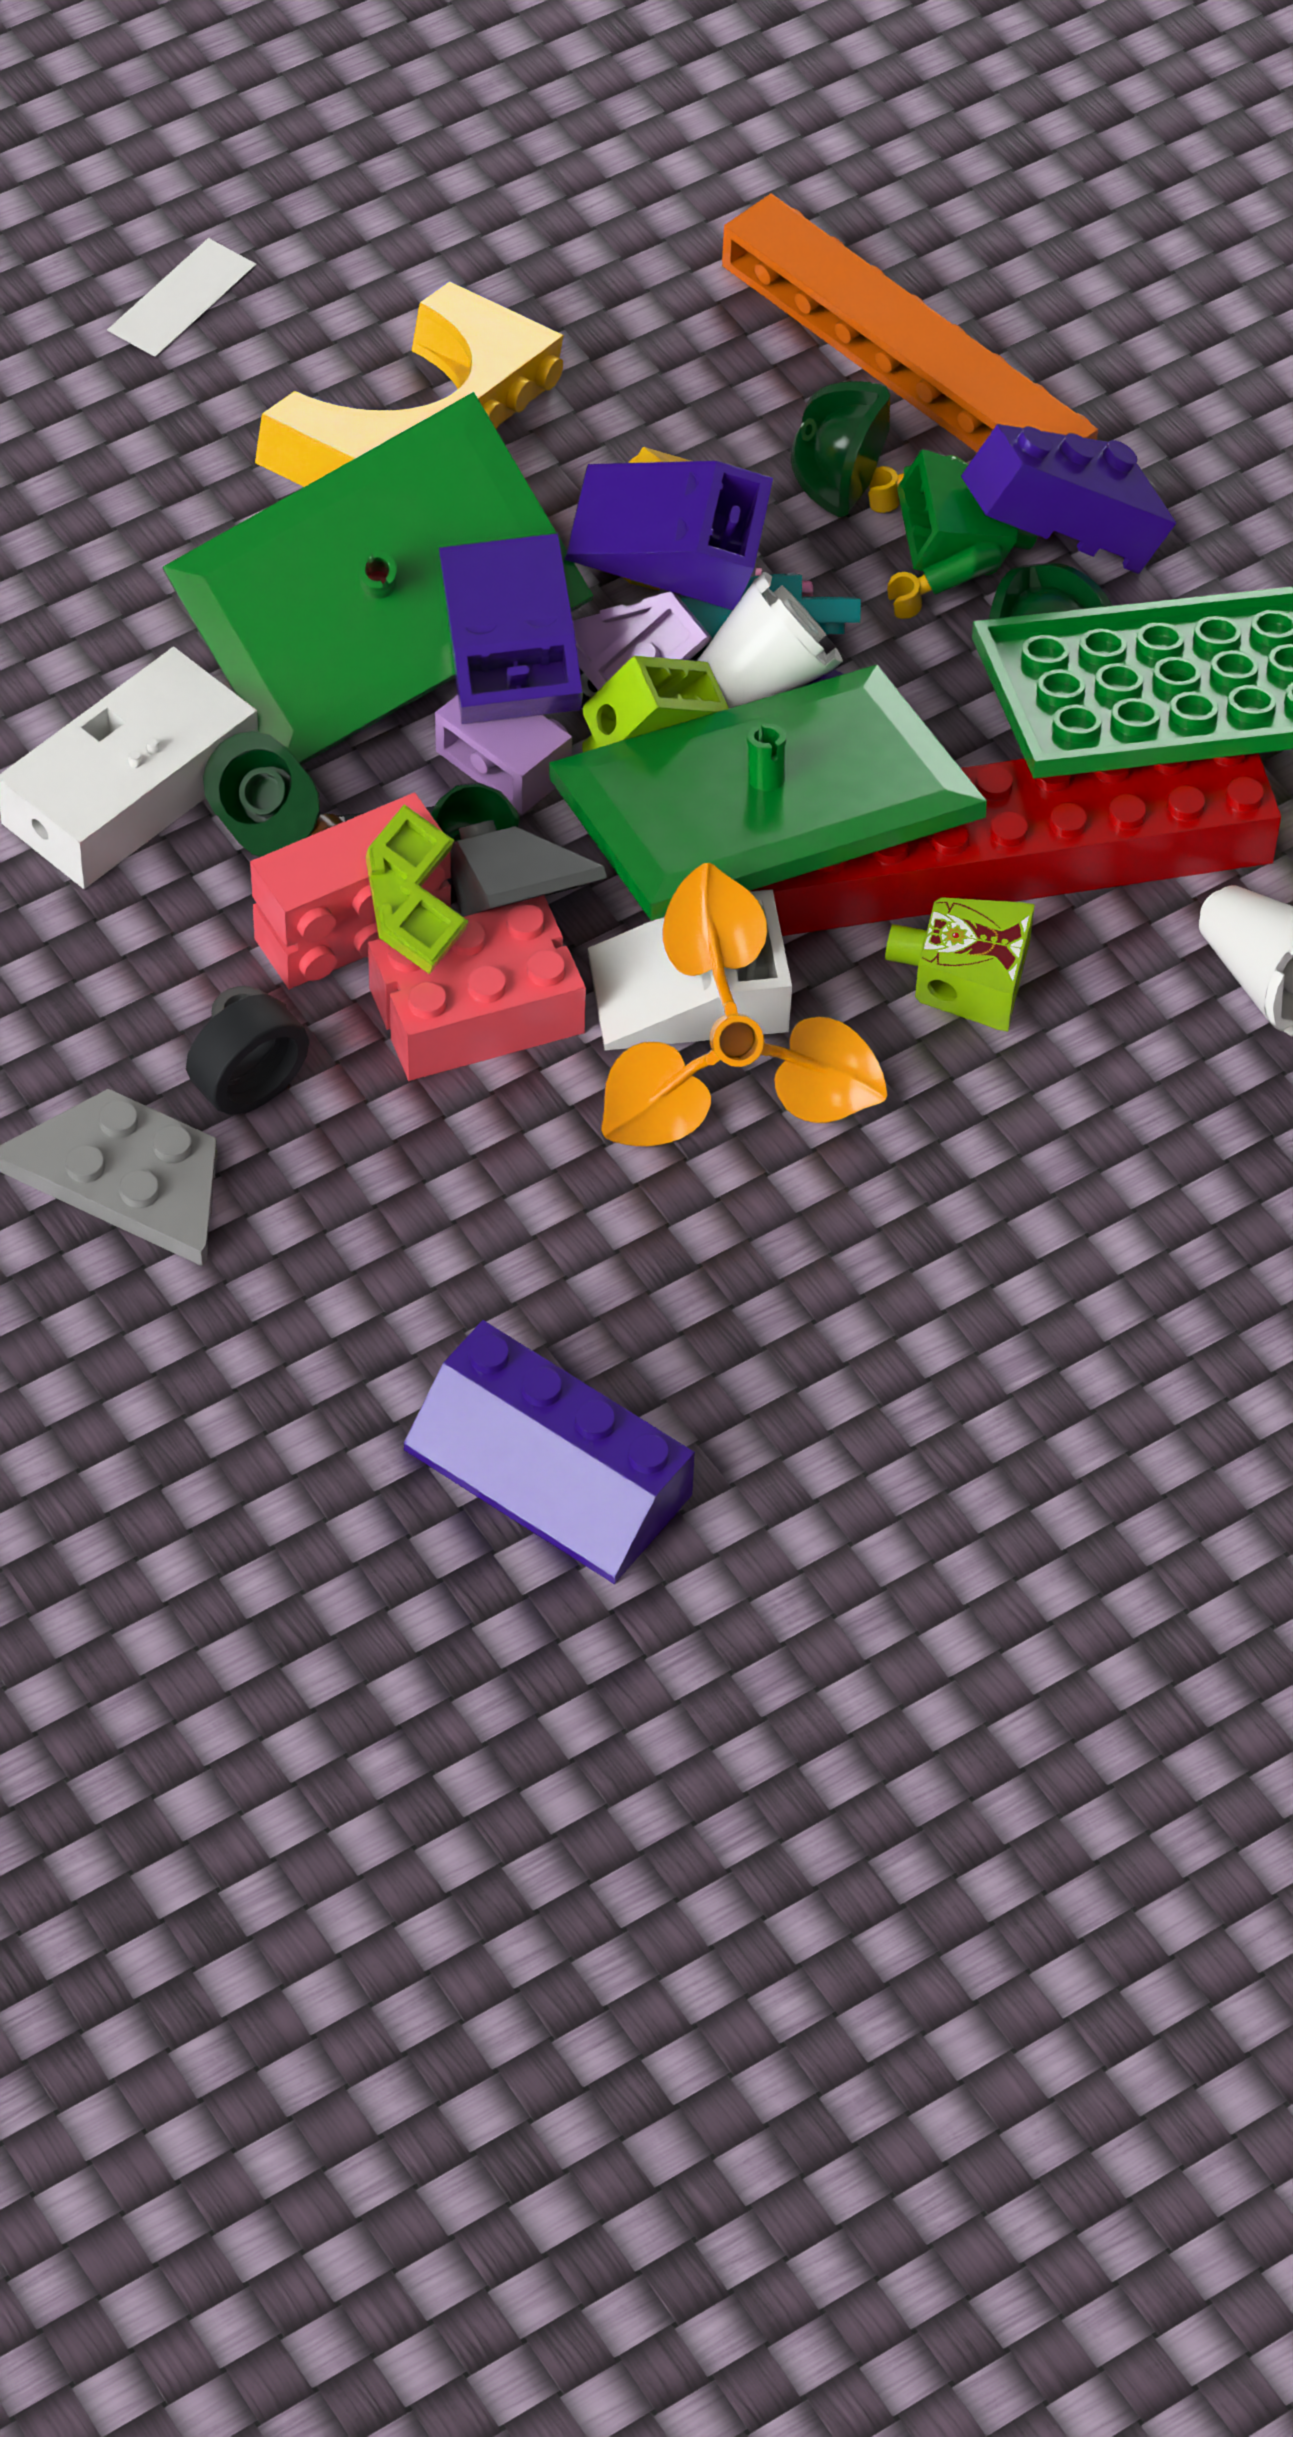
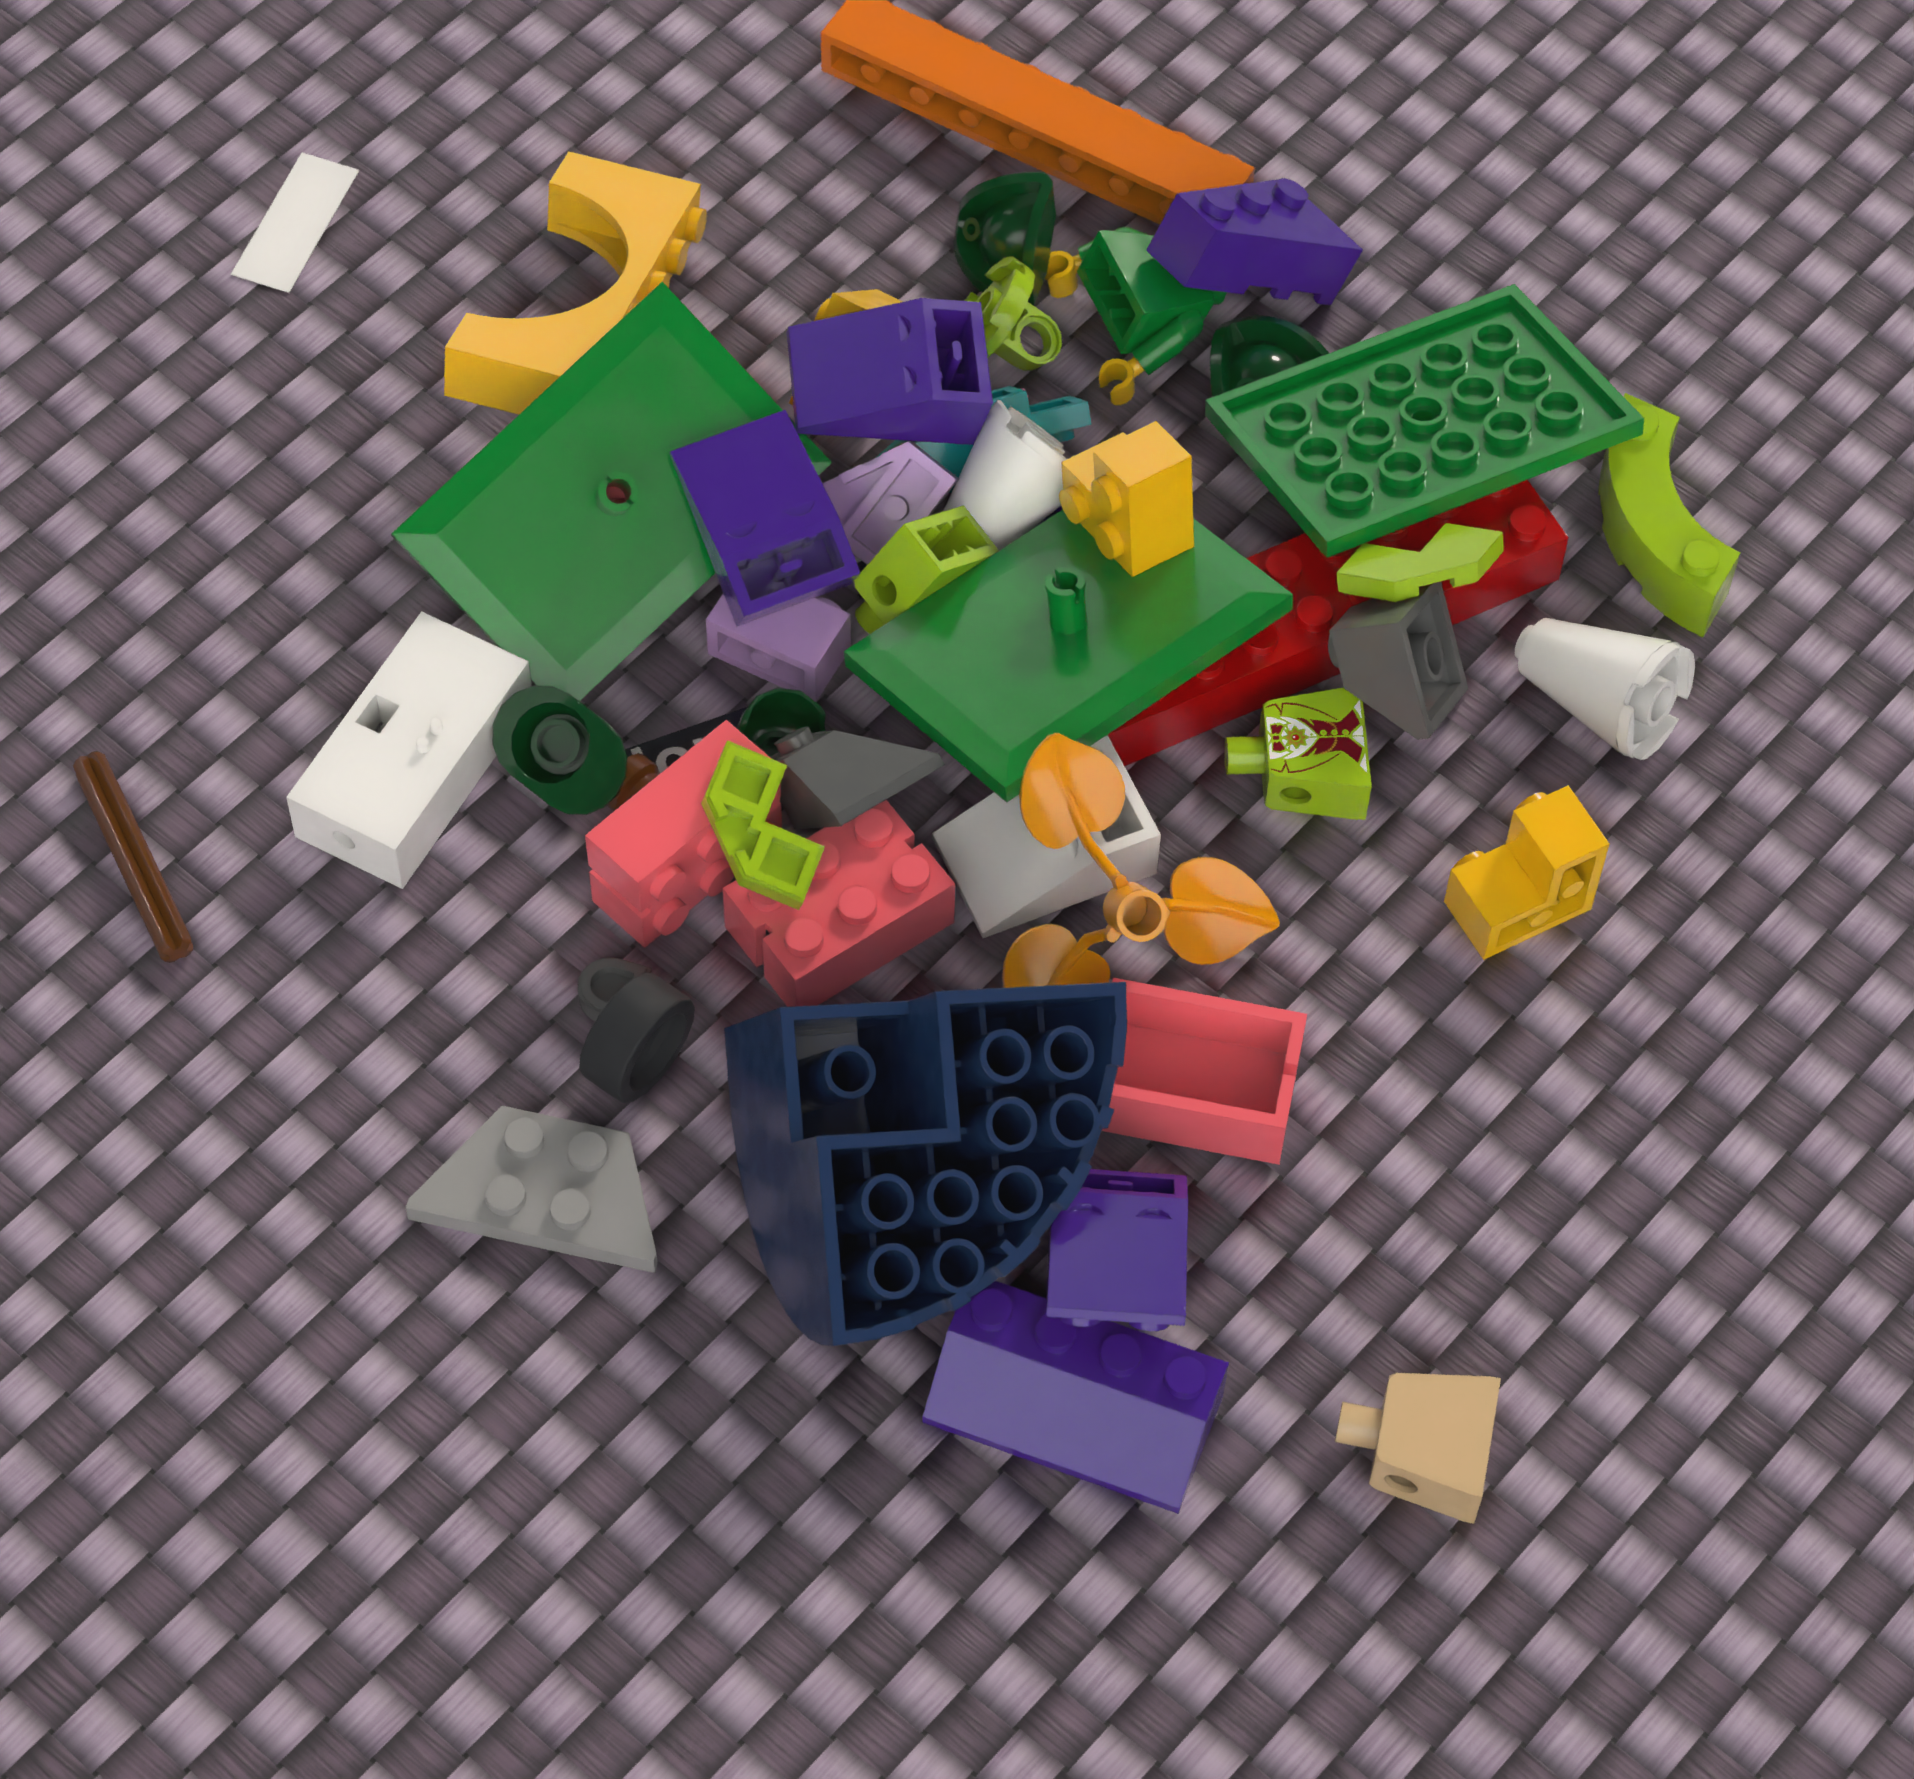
camera: 15 degrees left, 5 degrees up
(470, 1183) = (915, 1143): none -> dark blue brick
(625, 1328) = (1121, 1252): none -> dark purple slope
(758, 1202) = (1206, 1072): none -> coral piece
(805, 512) = (1008, 312): none -> lime tile
(860, 681) = (1133, 497): none -> yellow brick
(867, 1570) = (1428, 1439): none -> tan torso
(1083, 886) = (1401, 659): none -> dark grey slope
(1088, 803) = (1396, 574): none -> lime tile
(1143, 1114) = (1534, 879): none -> yellow brick

